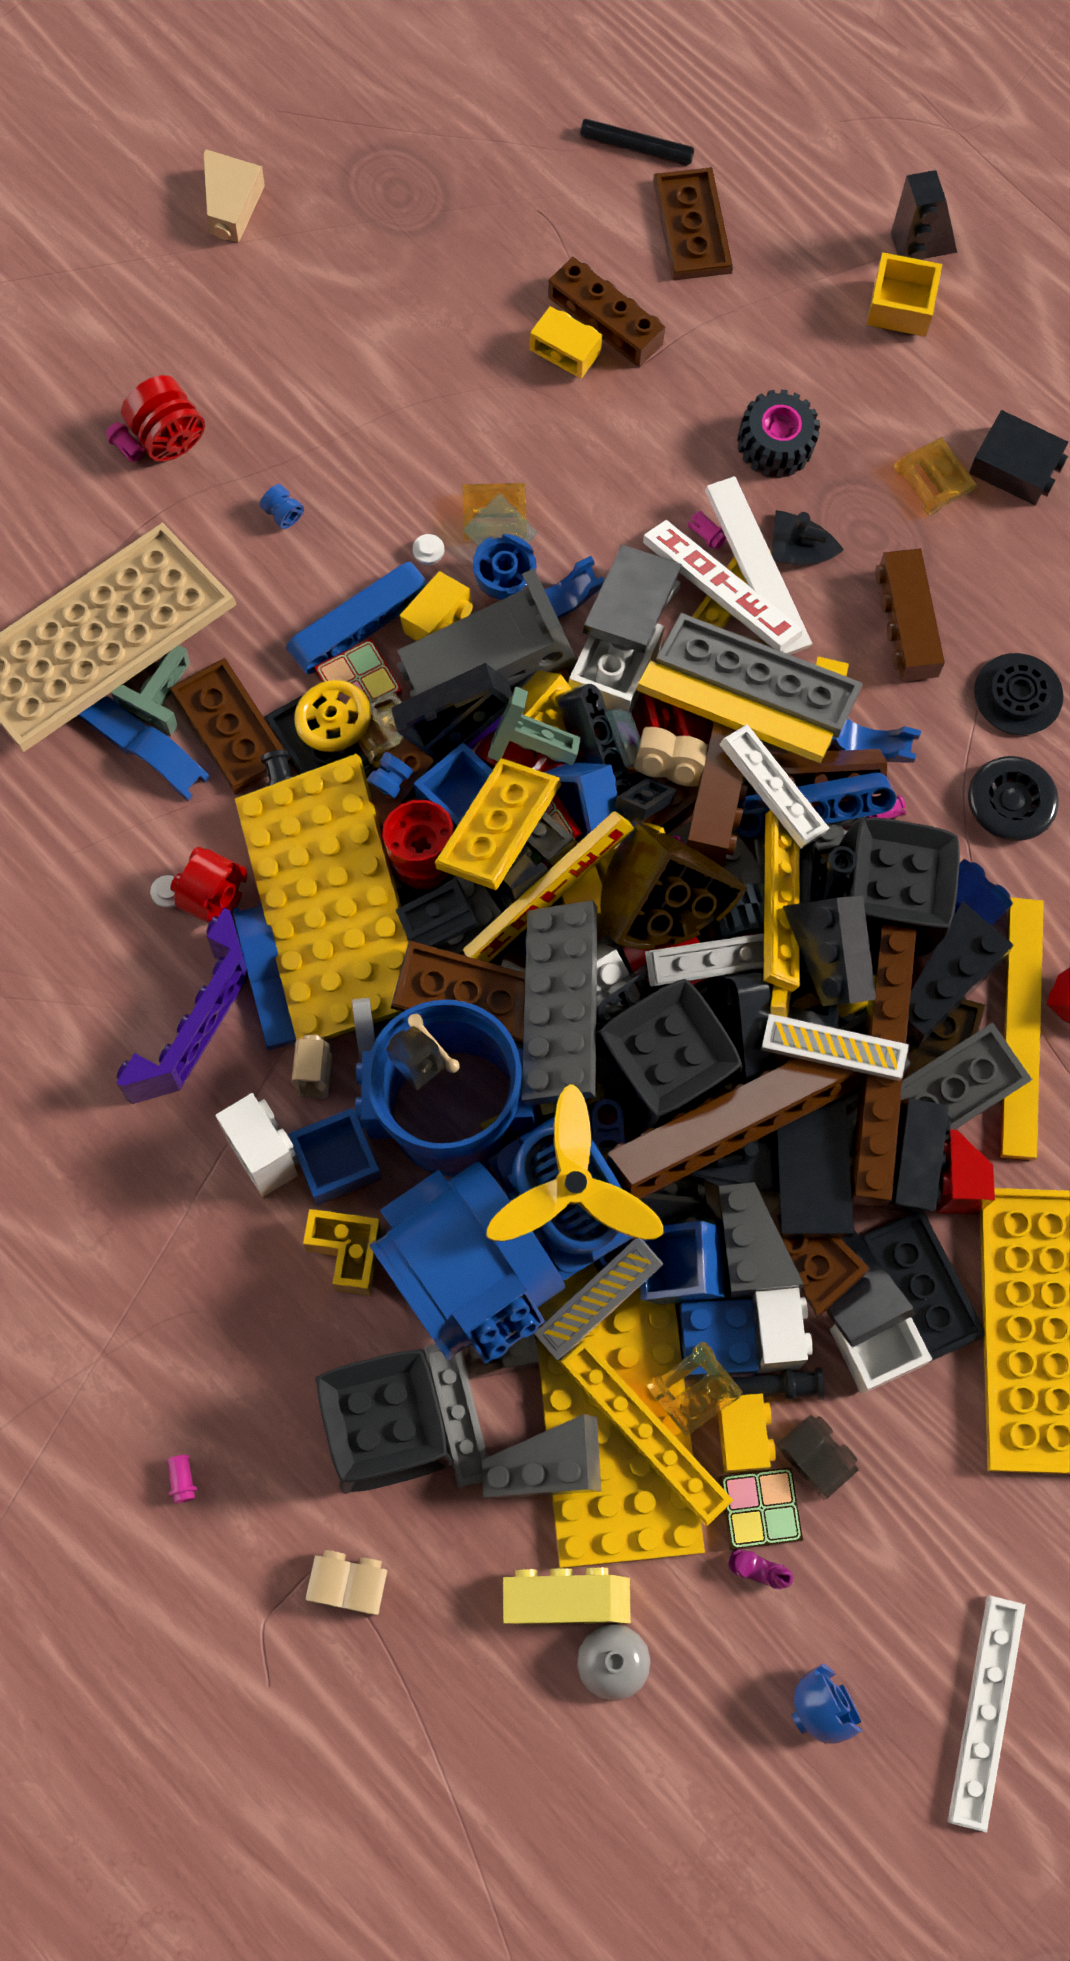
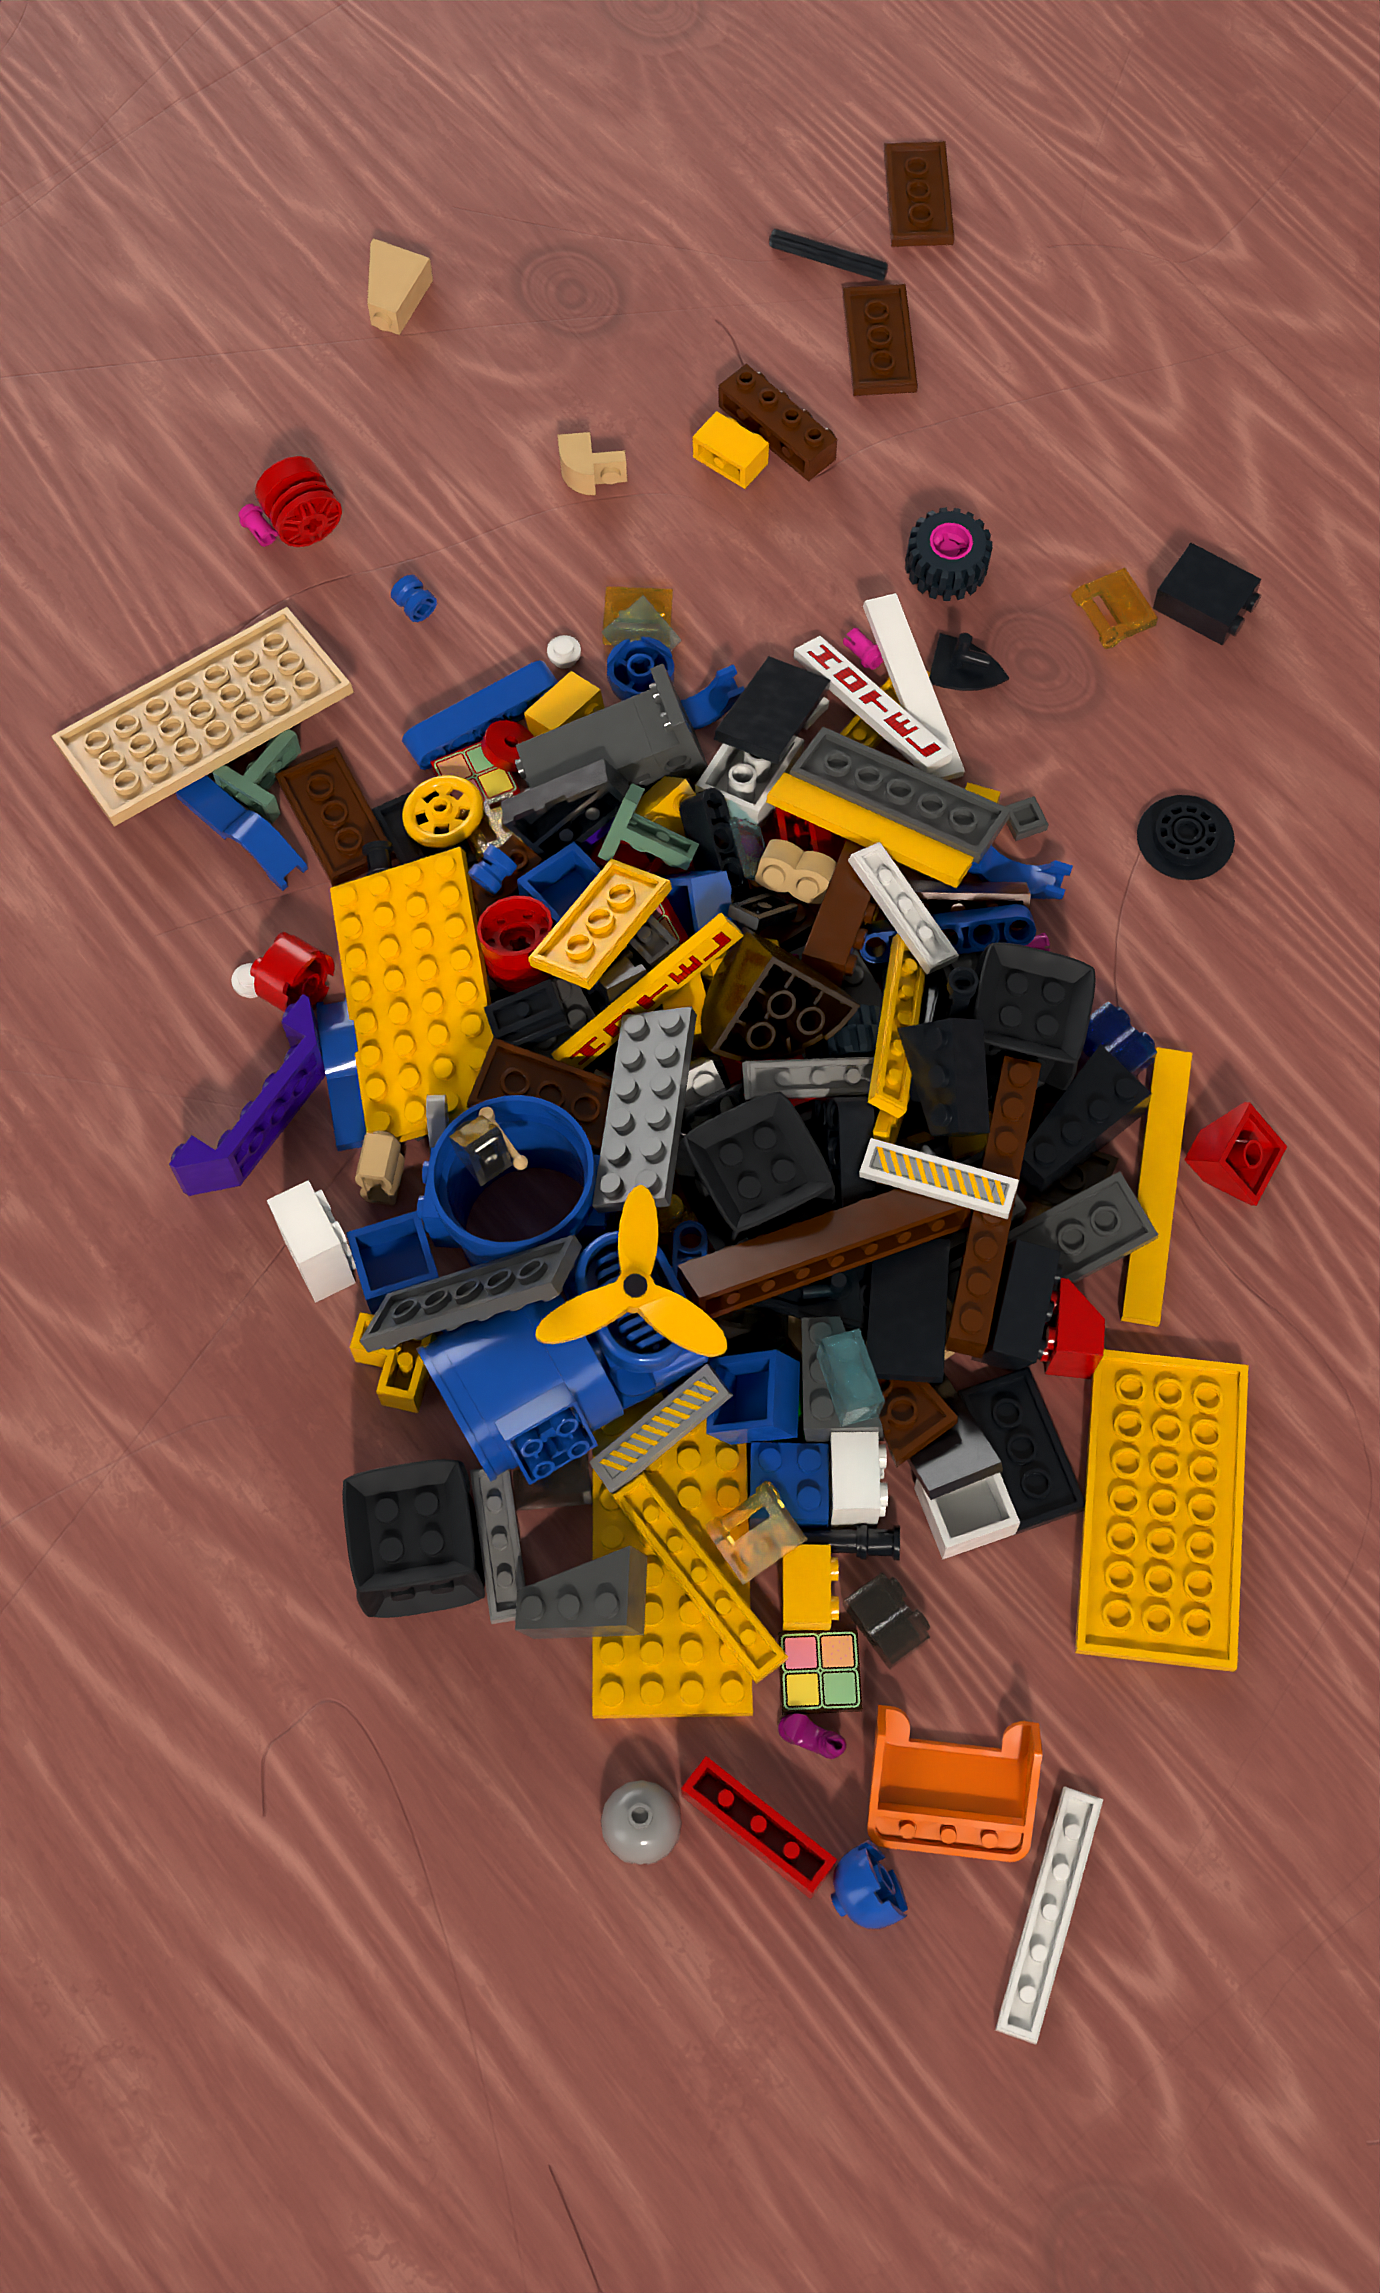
camera: 10 degrees right, 5 degrees down
(180, 1479) = (194, 1588): dark pink pin -> none
(347, 1583) = (359, 1712): tan brick -> none
(375, 642) = (501, 741): none -> red piece
(418, 1192) = (472, 1294): none -> dark grey plate
(429, 369) = (584, 469): none -> tan brick
(566, 1597) = (595, 1746): light yellow wedge -> none
(715, 76) = (918, 194): none -> reddish brown tile
(722, 1660) = (758, 1827): none -> red brick
(772, 1243) = (850, 1377): none -> clear light blue brick
(874, 685) = (1026, 818): none -> dark grey tile
(893, 1610) = (952, 1793): none -> orange windscreen
(904, 294) = (1097, 420): yellow piece -> none
(910, 615) = (1073, 747): reddish brown brick -> none
(923, 219) = (1123, 346): black wedge -> none
(1010, 802) = (1165, 955): black wheel -> none

